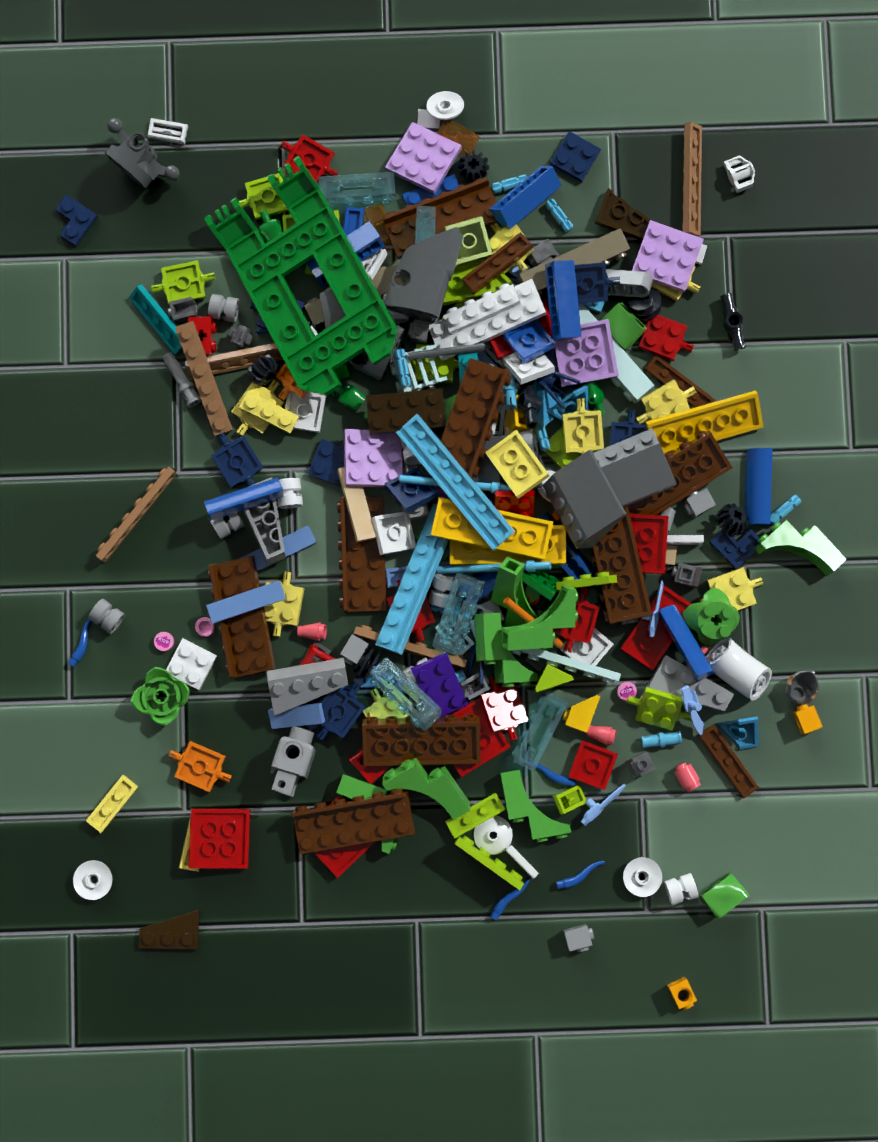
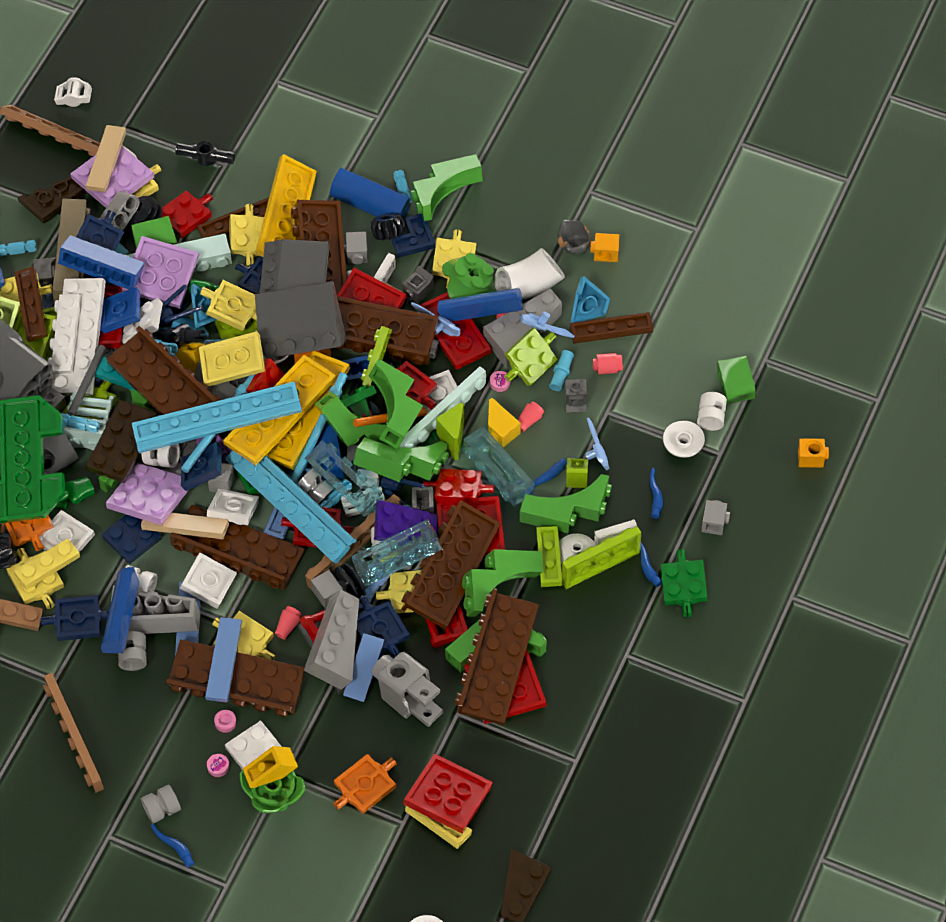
camera: 65 degrees left, 25 degrees down
(112, 803) = (357, 885): light yellow plate -> none
(168, 690) = (270, 766): none -> yellow slope
(317, 549) = (208, 580): none -> white plate
(505, 938) = (684, 582): none -> green plate
(593, 765) = (554, 436): red plate -> none
(676, 243) = (106, 158): none -> tan tile

